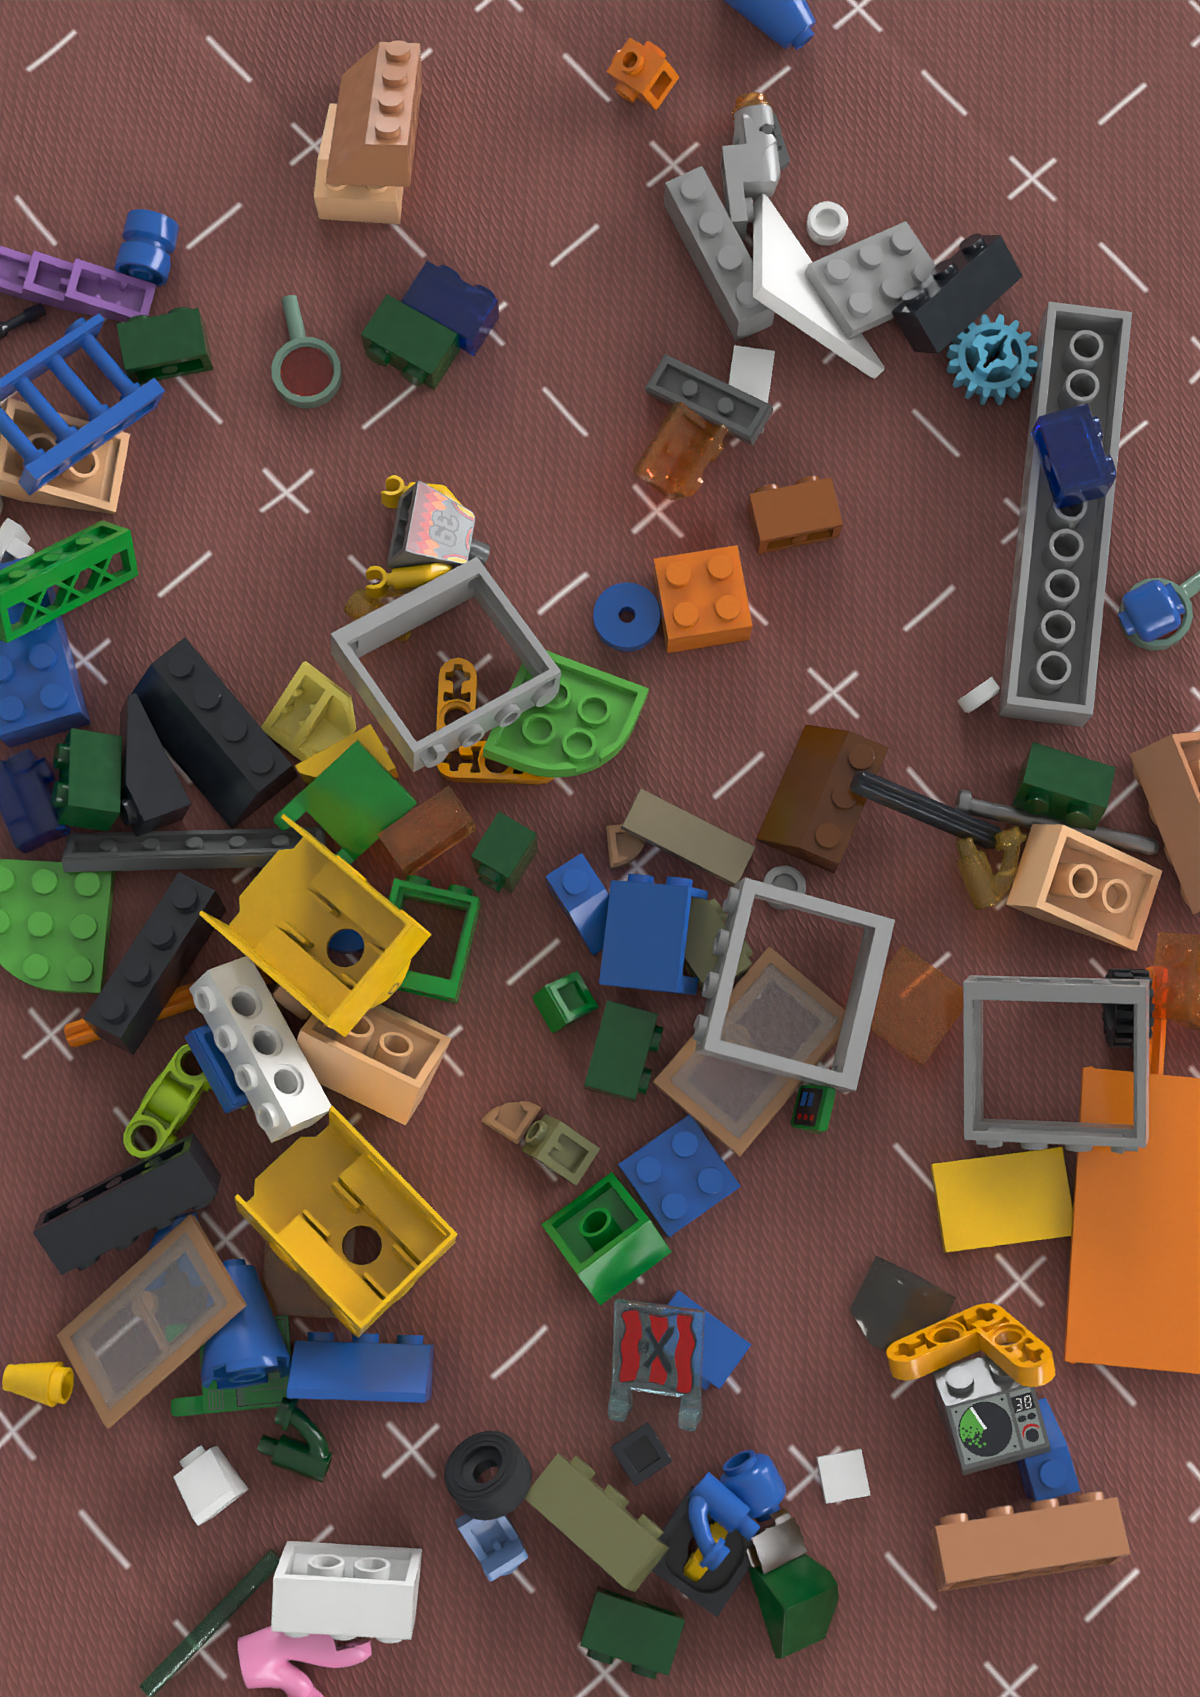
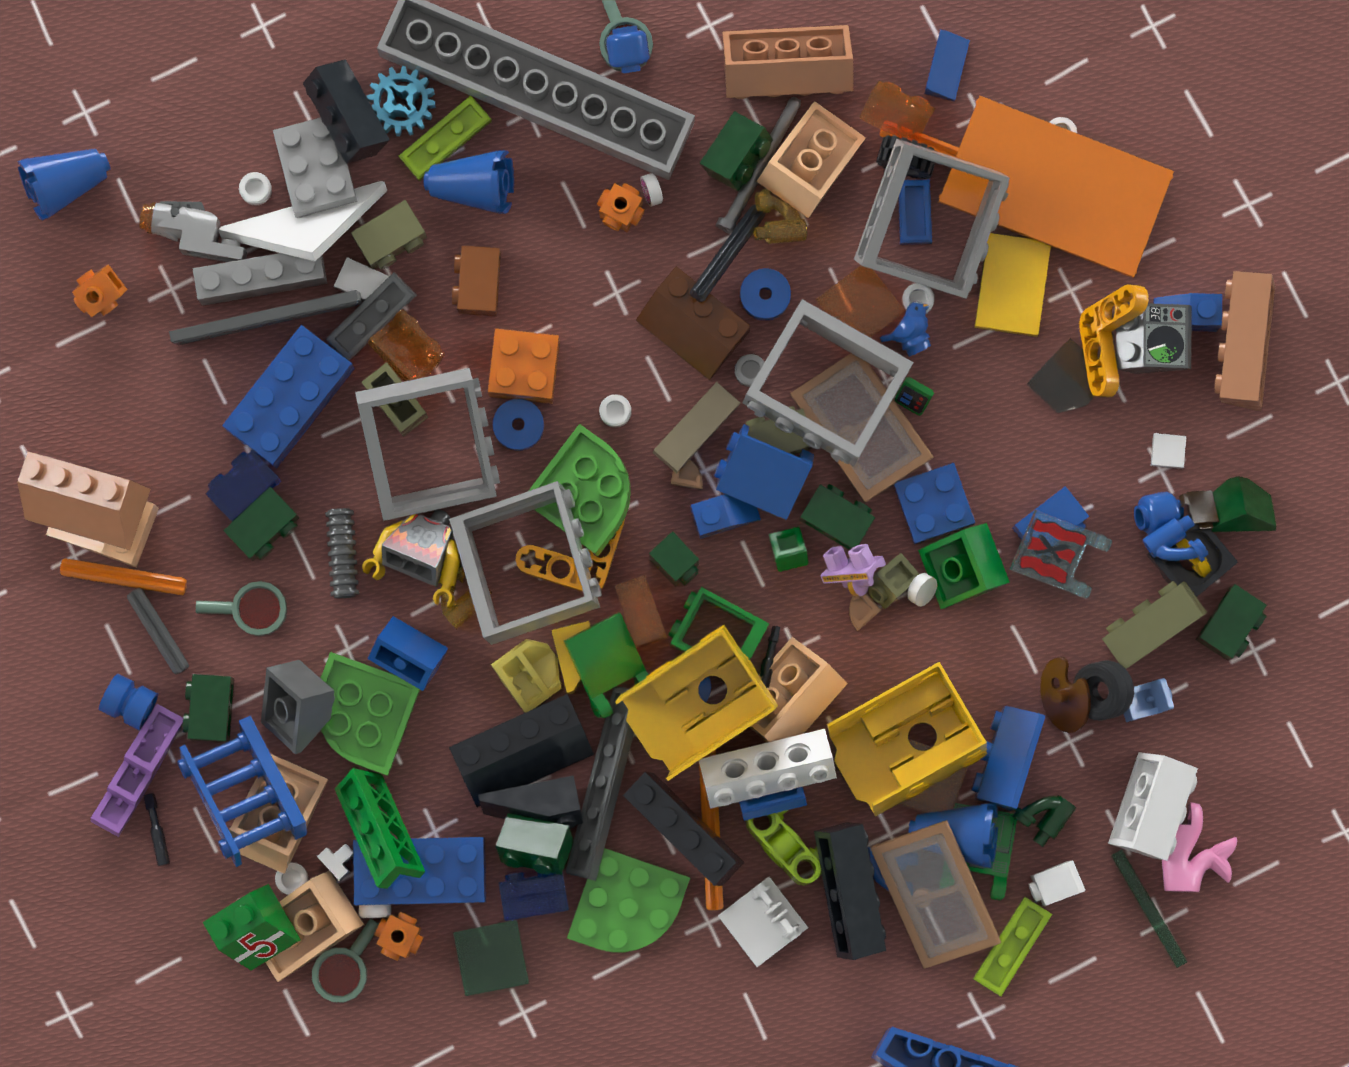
camera: 75 degrees left, 5 degrees up
(41, 1382) = (954, 986): yellow cone -> none
(66, 1104) = (763, 921): none -> white hinge
(114, 1449) = (1015, 944): none -> lime tile
(194, 440) = (295, 704): none -> dark grey slope
(209, 529) = (367, 712): none -> bright green plate
(245, 262) = (157, 631): none -> dark grey axle
(290, 1002) = (738, 740): medium nougat tile -> none
(294, 558) = (407, 653): none -> blue brick
(302, 204) = (123, 576): none -> orange axle
(401, 447) = (342, 553): none -> dark grey piece
(409, 1015) = (767, 662): none -> black piece
(459, 1432) = (1069, 703): none -> reddish brown piece
(550, 426) = (440, 496): none -> light grey window
(558, 1087) = (855, 572): none -> lavender hips
(558, 1190) = (922, 589): none -> white tile
(577, 328) = (288, 396): none -> blue brick
(611, 453) = (403, 414): none -> olive brick
(641, 1453) = (1116, 583): black plate -> none
(669, 274) = (265, 317): none -> dark grey tile
(680, 731) = (615, 410): none -> white tile
(817, 392) = (389, 236): none -> olive brick
(891, 859) = (772, 281): none -> blue piece
(900, 1080) = (911, 329): none -> blue animal
(919, 475) = (474, 181): none -> blue cone
(936, 673) = (621, 218): none -> orange brick
(943, 1079) = (919, 293): none -> white tile
(962, 428) = (445, 137): none -> lime tile
(1058, 1042) = (915, 212): none -> blue tile
(1073, 456) = (504, 69): clear blue brick -> none

